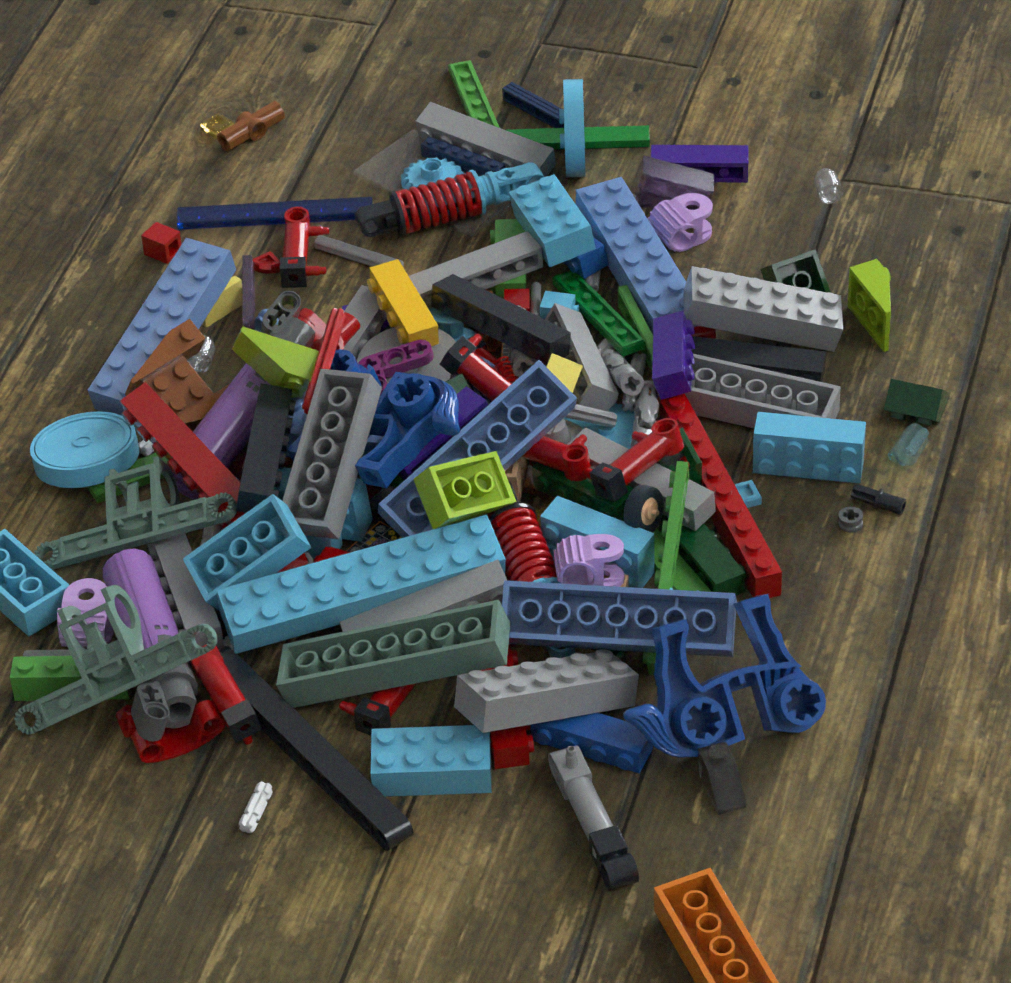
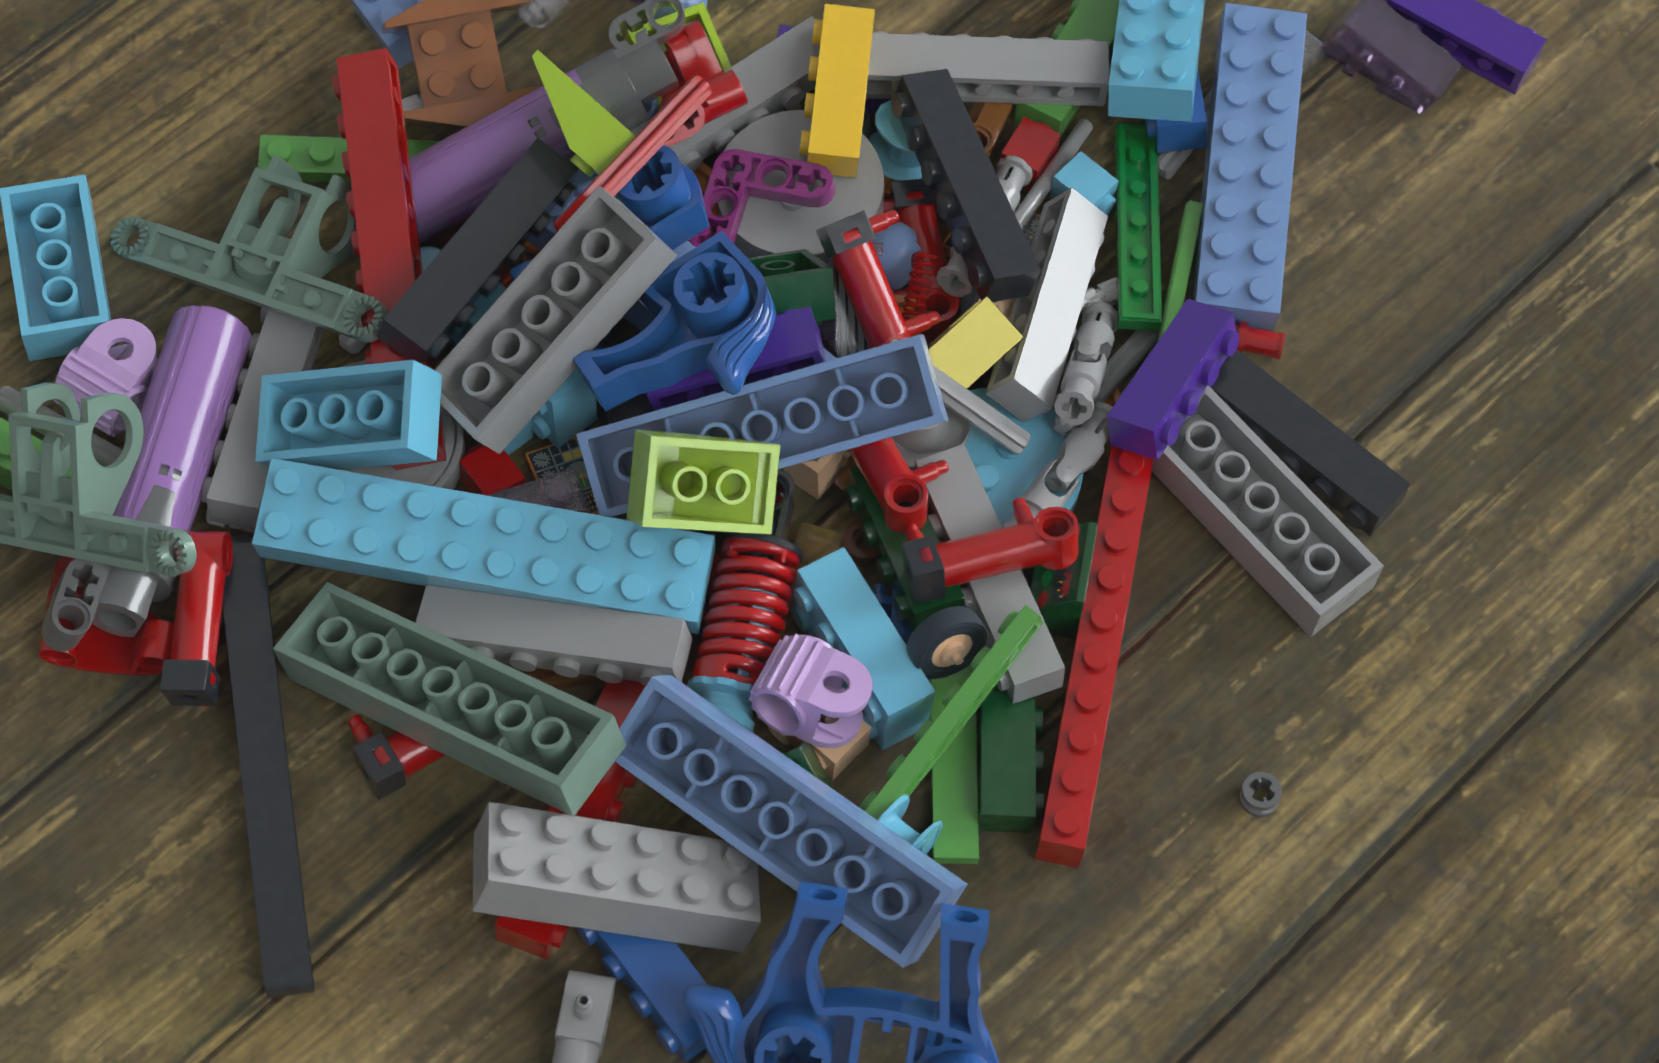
camera: 20 degrees right, 20 degrees up
(84, 449) = (272, 85): medium azure brick -> none
(255, 807) = (140, 822): white axle -> none
(431, 760) = (401, 885): medium azure brick -> none
(672, 218) = (1355, 137): lavender piece -> none
(749, 493) = (1139, 664): medium azure tile -> none
(763, 309) = (1365, 360): light grey brick -> none
(798, 271) = (1459, 324): dark green slope -> none
(809, 447) = (1271, 645): medium azure brick -> none
(828, 186) = (1622, 171): clear brick -> none
(871, 299) = (1540, 421): lime slope -> none
(879, 499) = (1322, 782): black axle -> none
(909, 445) = (1432, 709): clear light blue piece -> none
(915, 401) = (1490, 639): dark green slope -> none

